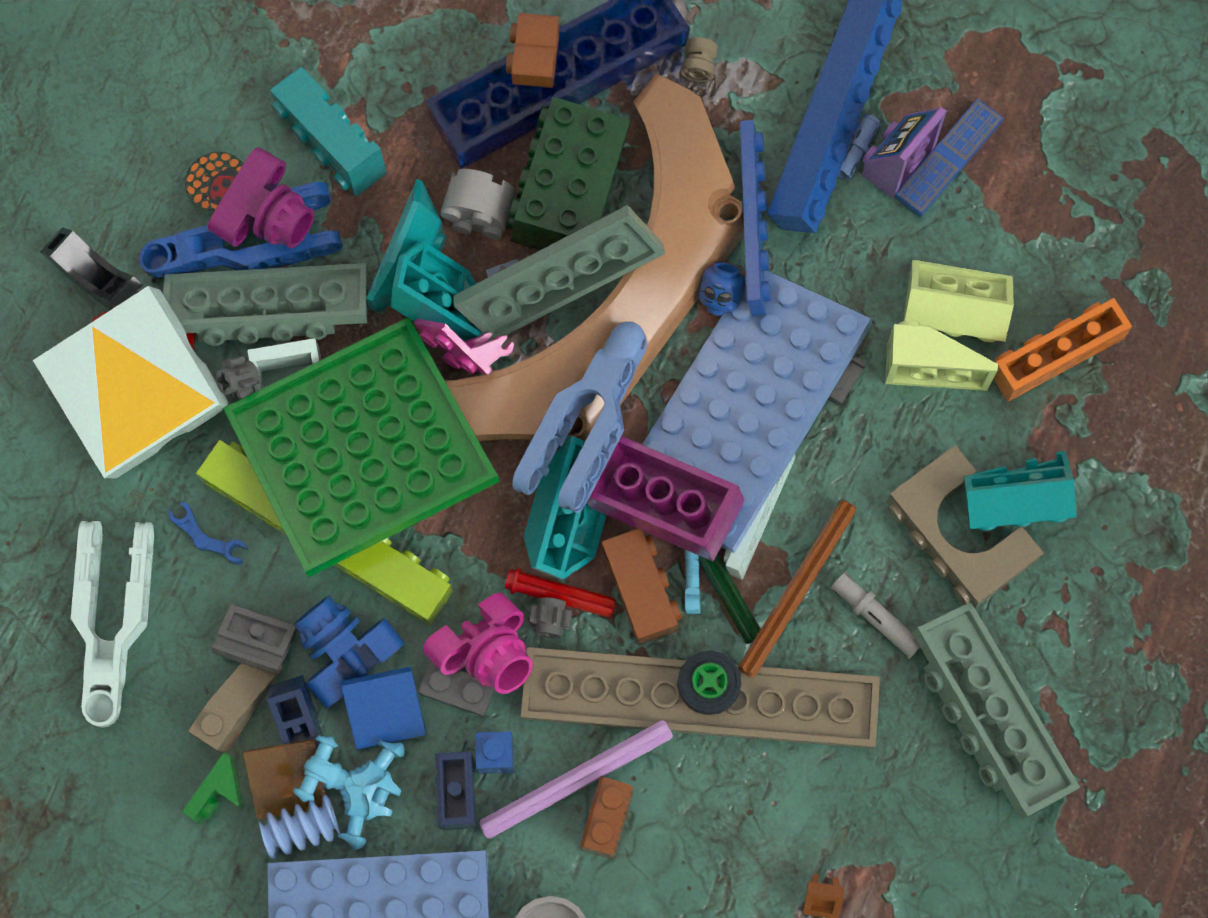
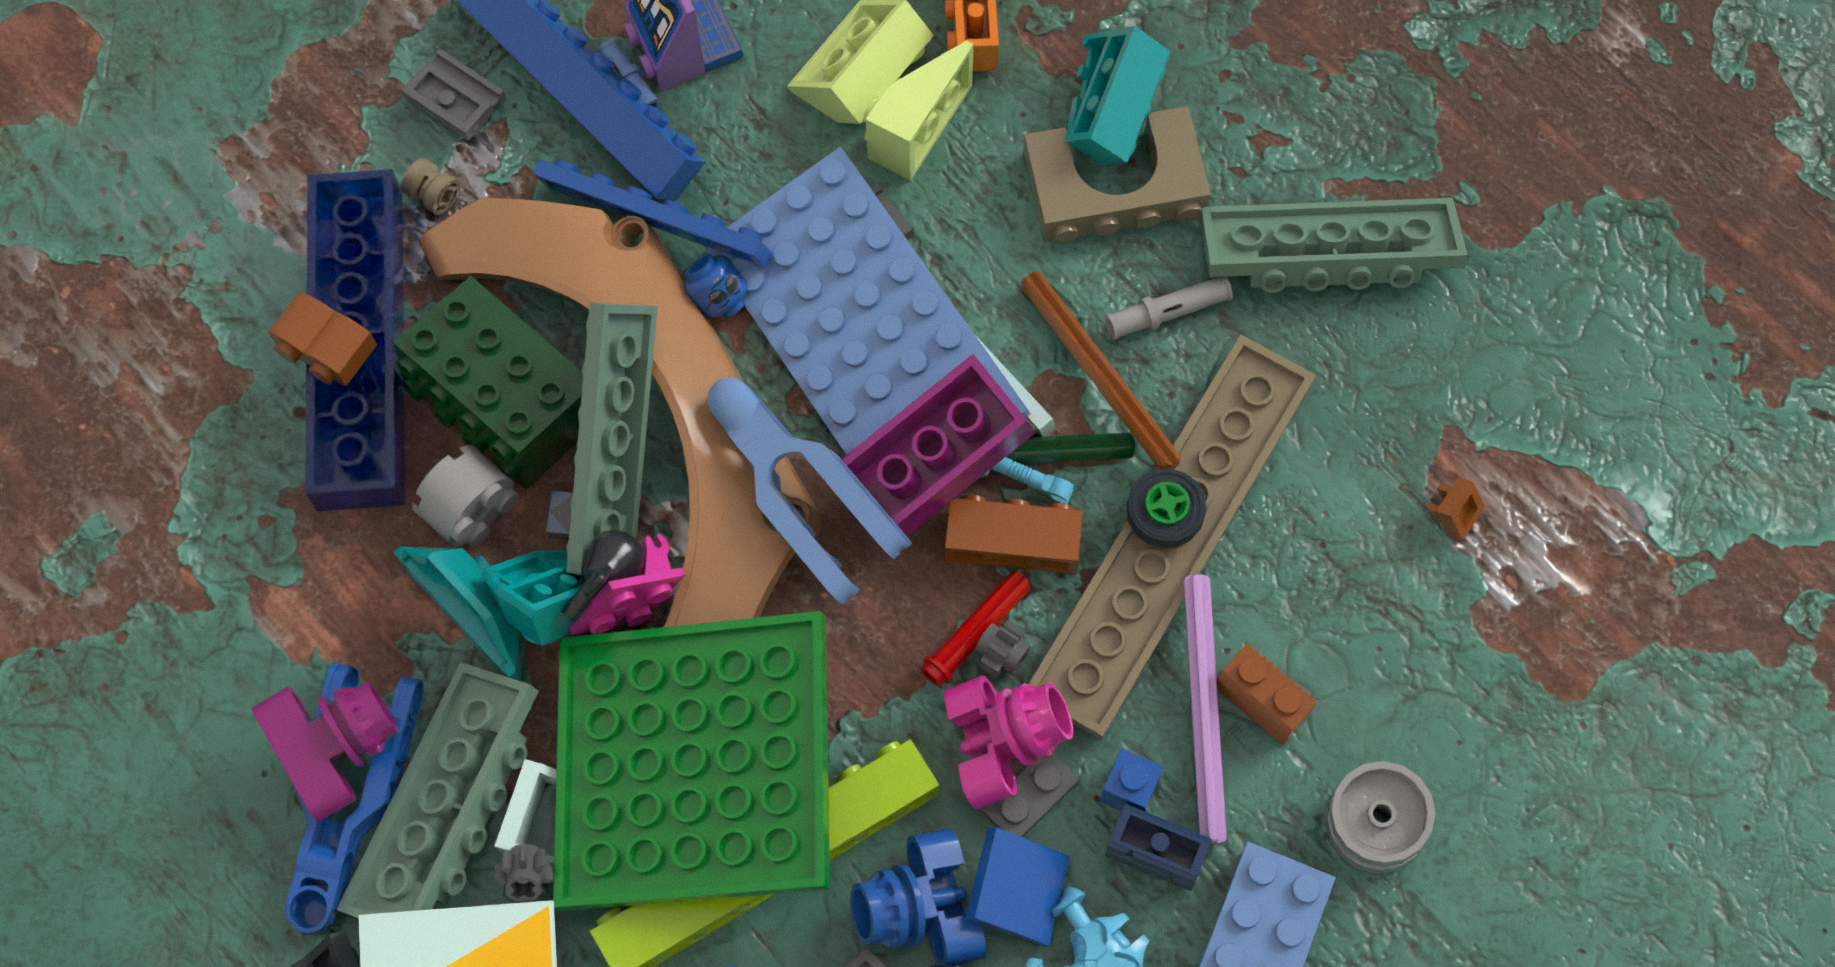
camera: 65 degrees left, 5 degrees down
(210, 179) = (254, 796): tile -> none
(327, 130) = (270, 629): teal wedge -> none
(470, 321) = (608, 558): none -> black piece
(557, 537) = (900, 594): teal wedge -> none
(779, 37) = (453, 94): none -> dark grey plate

